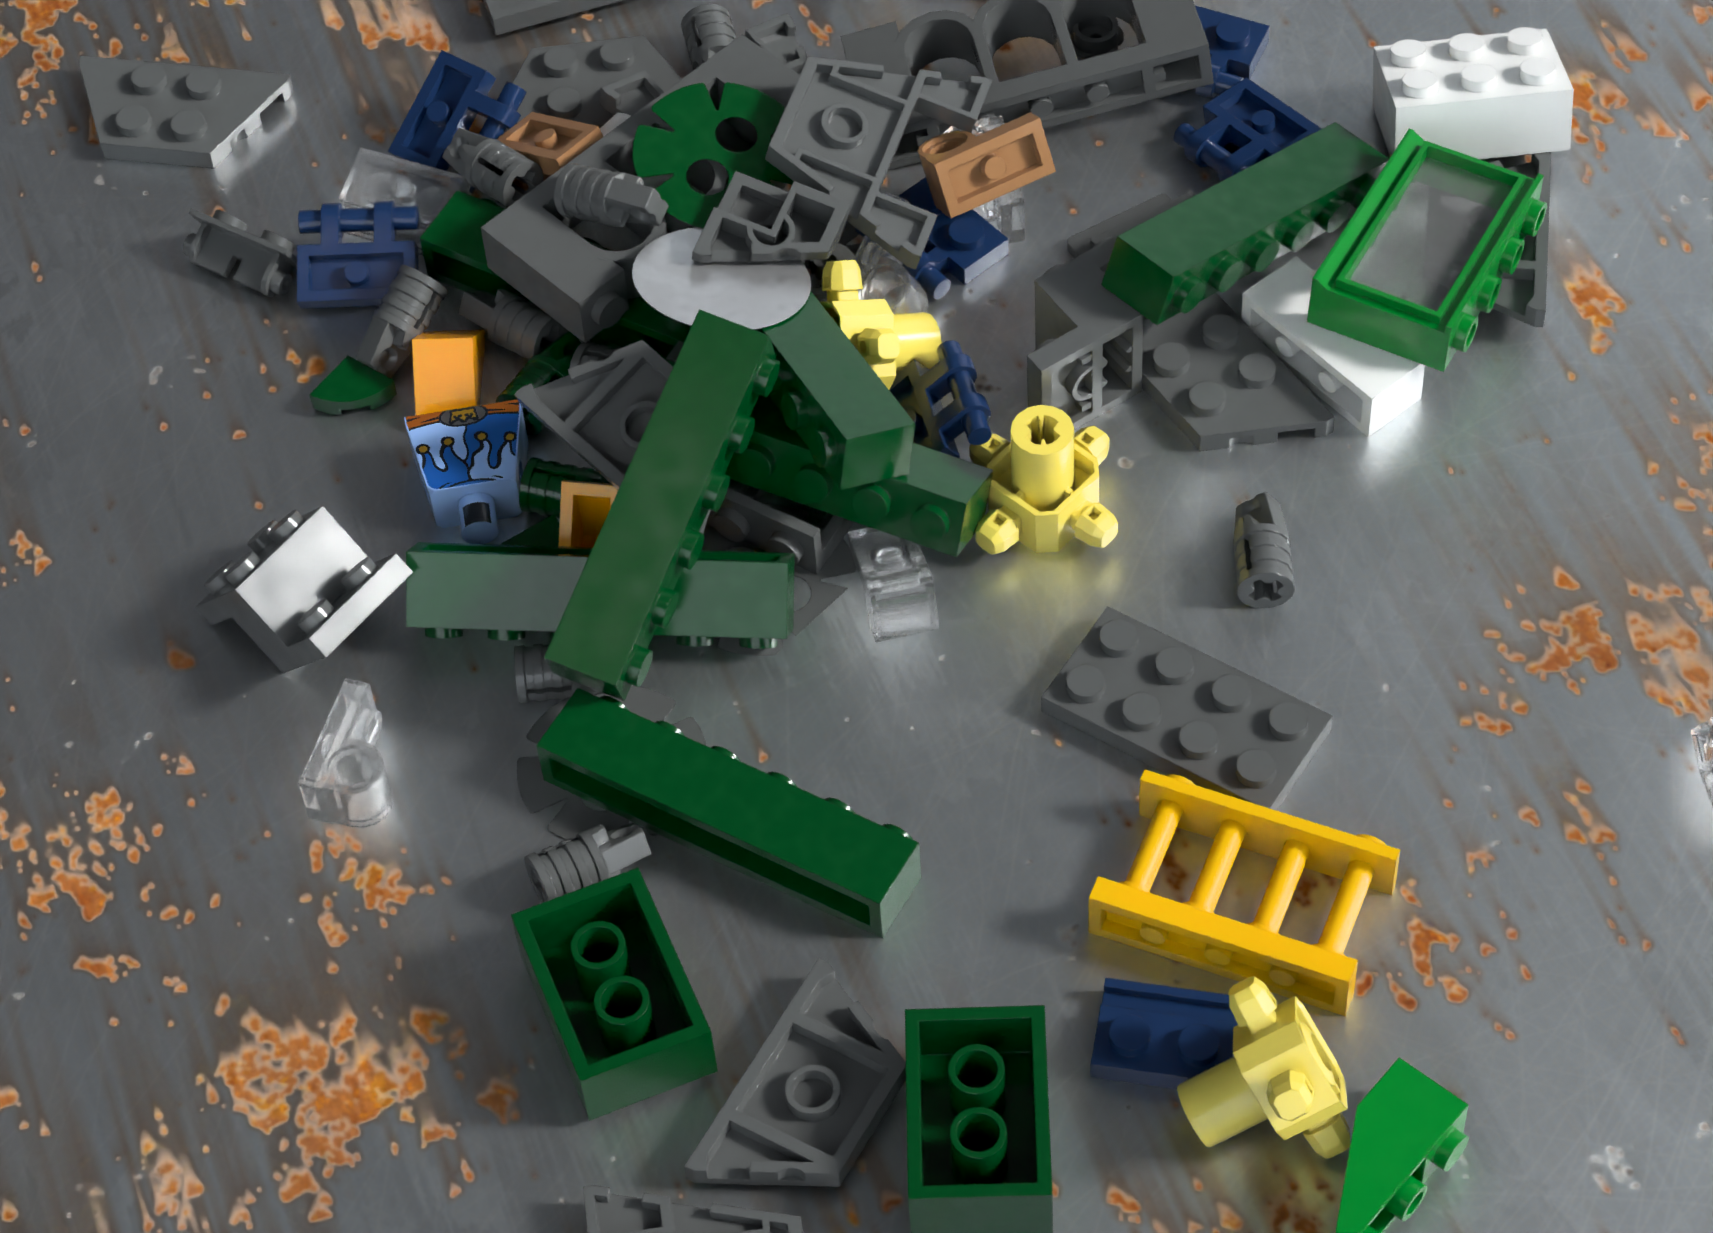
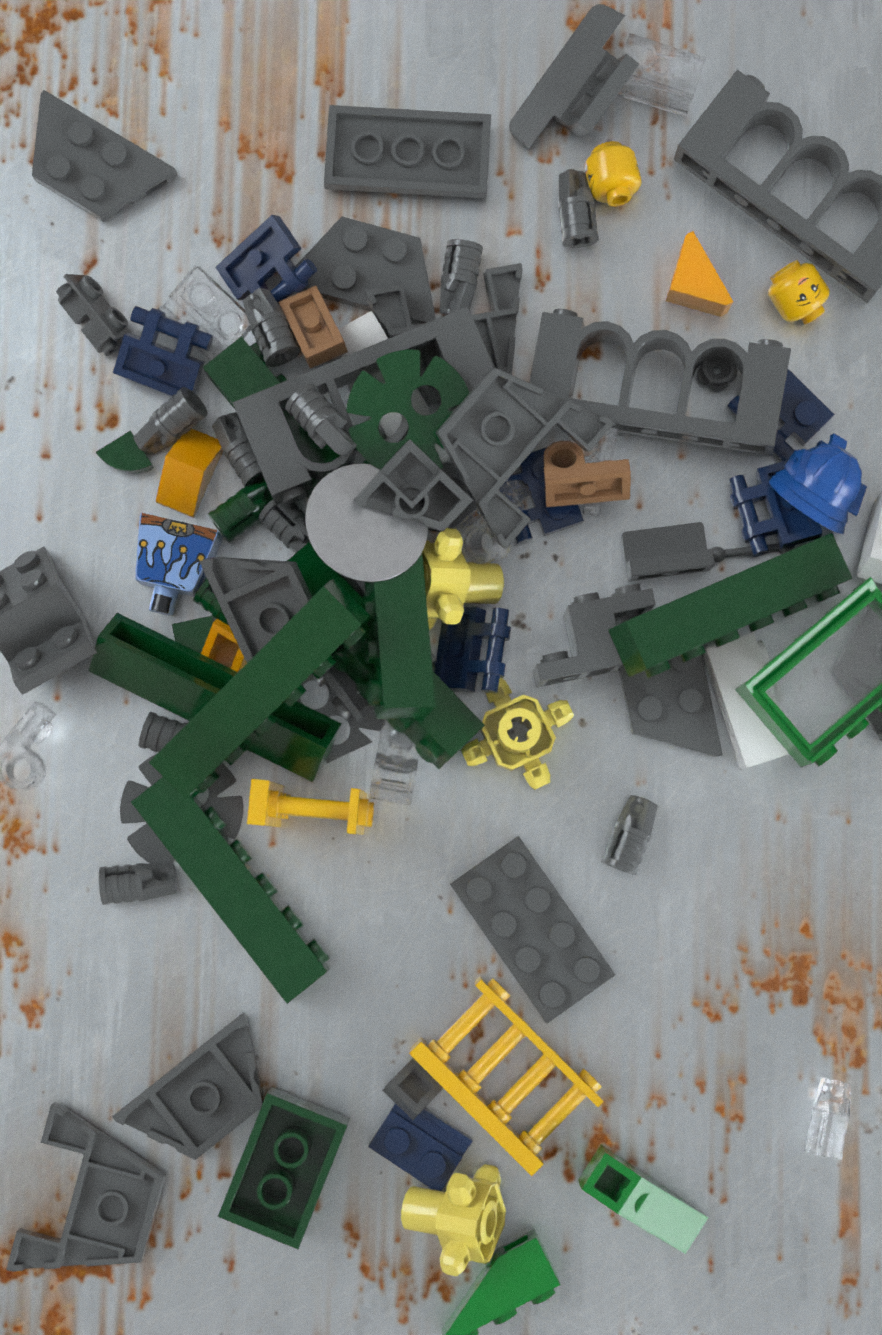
camera: 20 degrees right, 30 degrees up
(614, 993) = (112, 991): dark green brick -> none
(741, 618) = (270, 805): none -> yellow fence
(1118, 960) = (412, 1089): none -> dark grey tile
(1296, 69) = (823, 483): none -> blue helmet
(1523, 963) = (641, 1199): none -> slope

